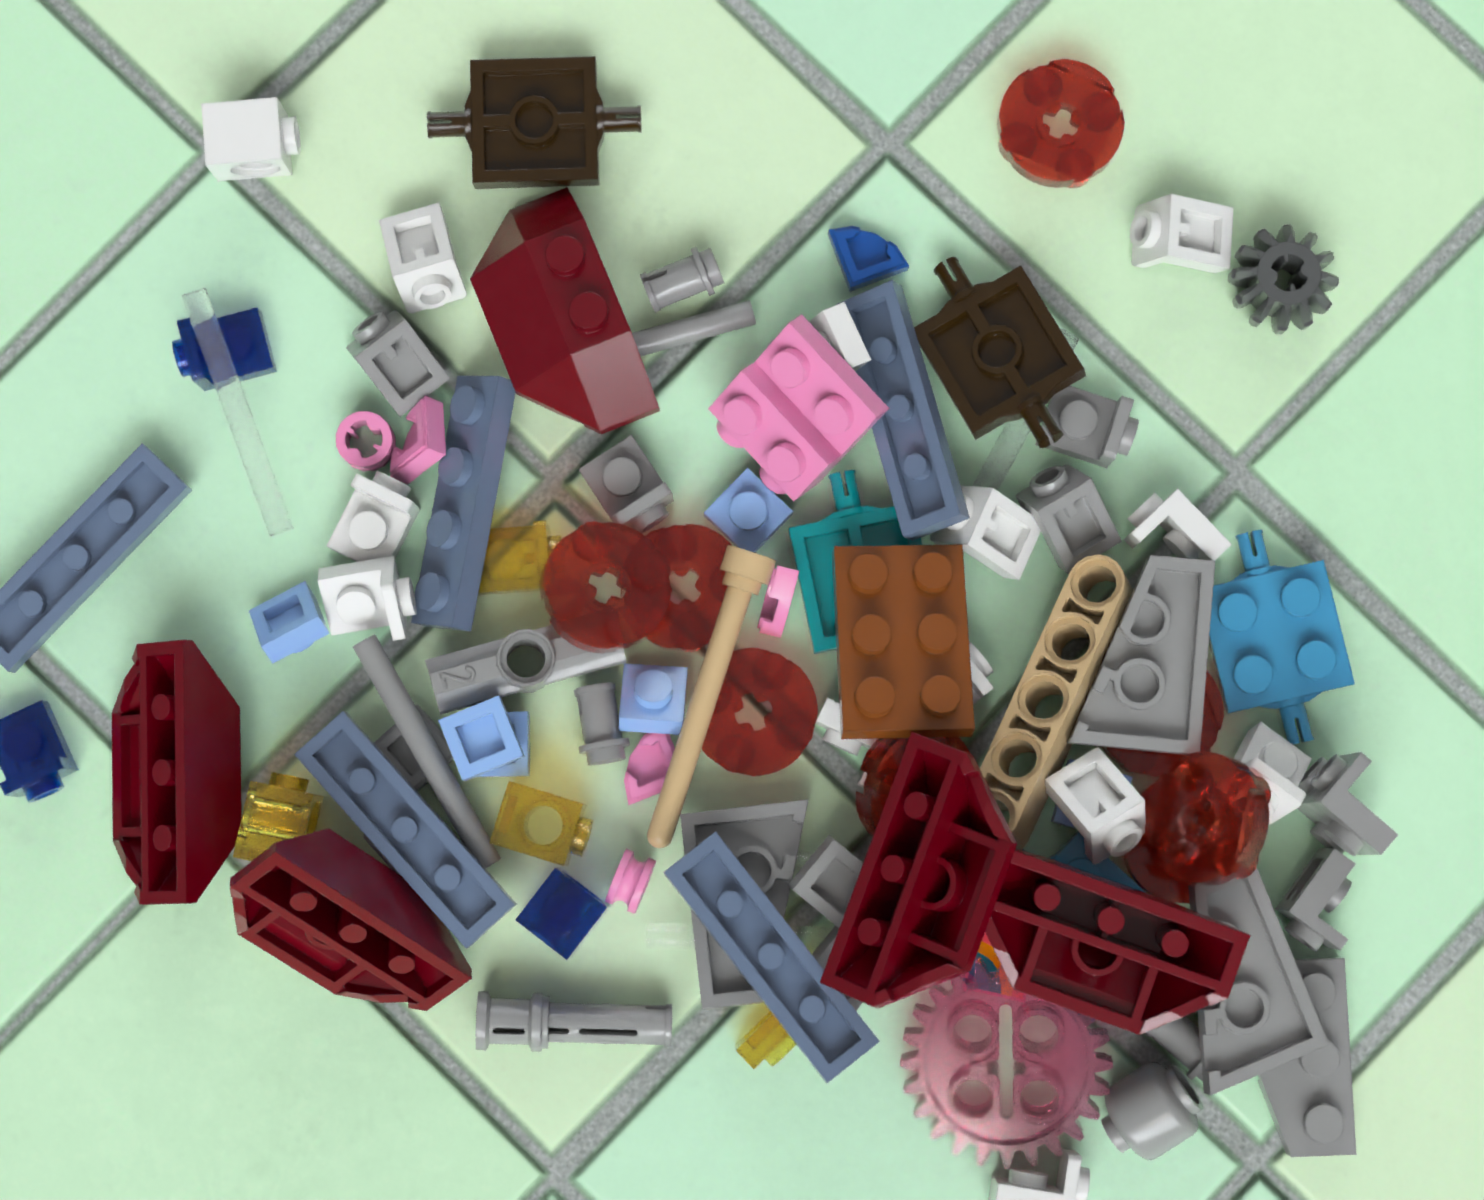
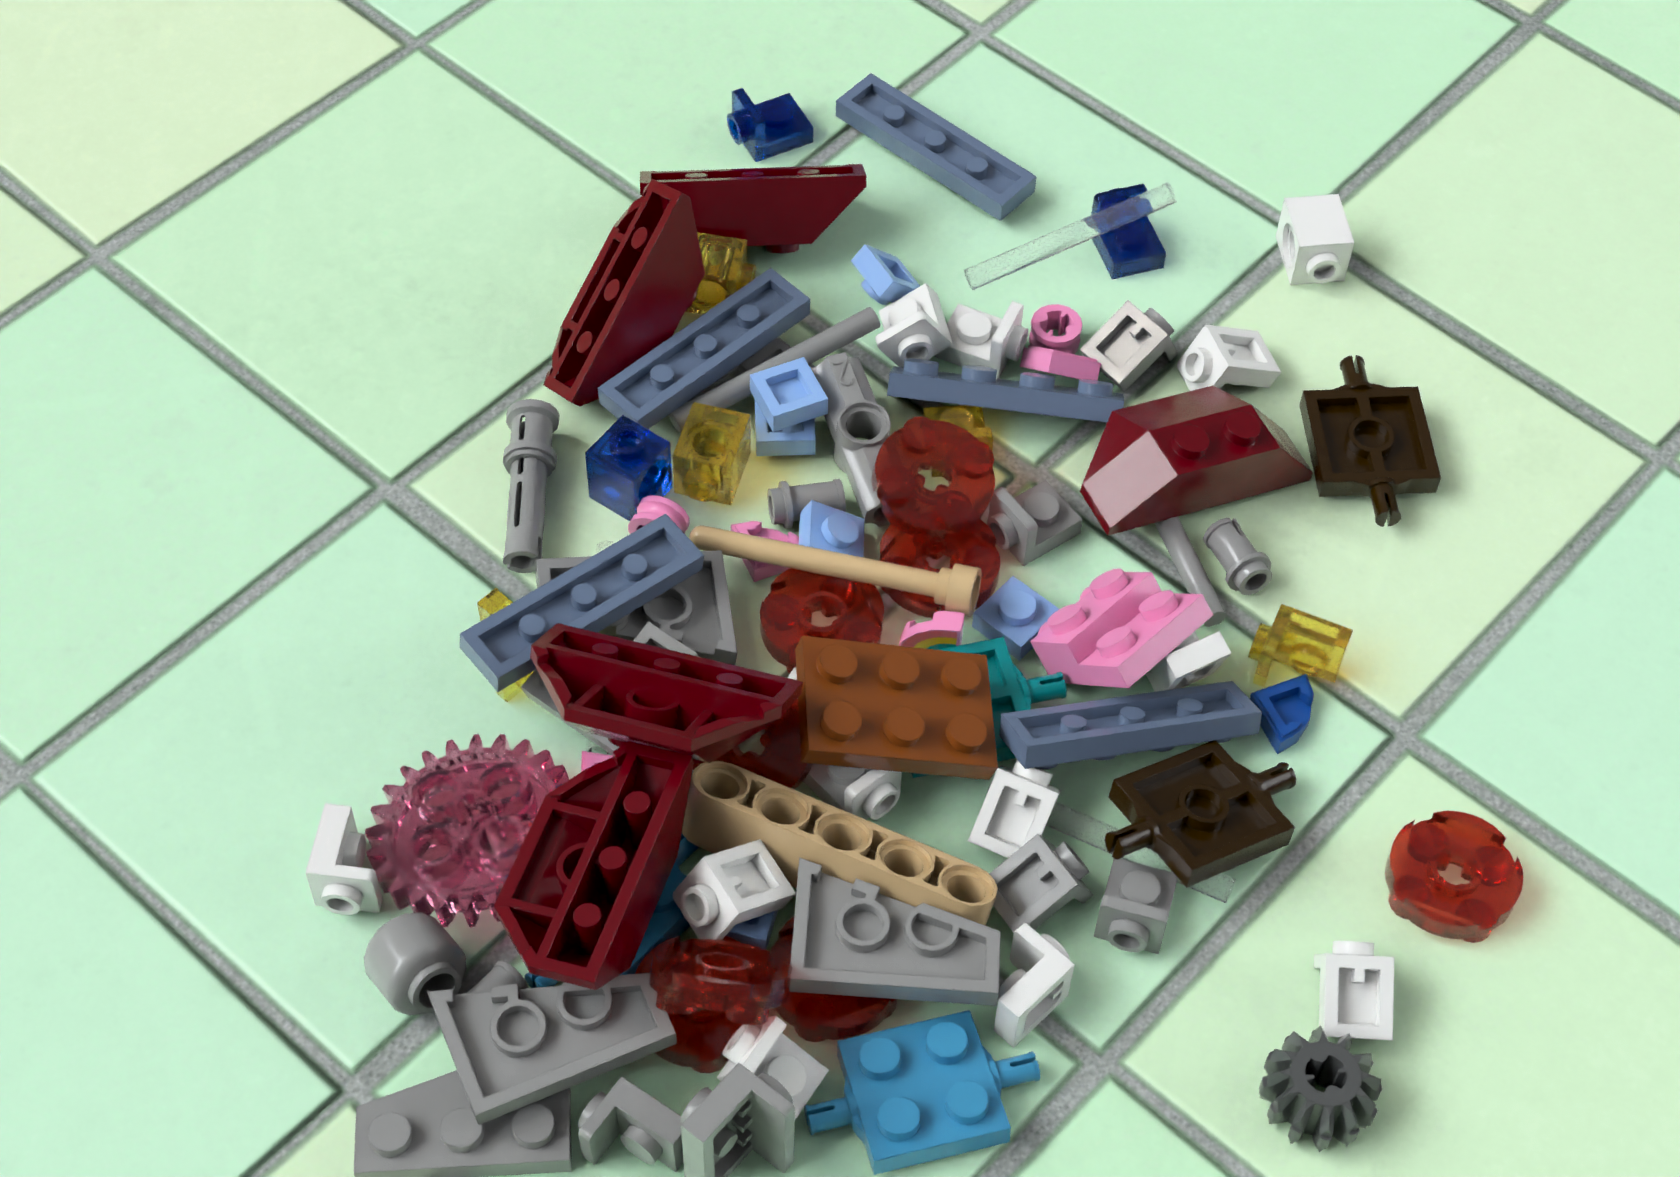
camera: 85 degrees right, 30 degrees down
(803, 223) = (1302, 642): none -> clear yellow bracket

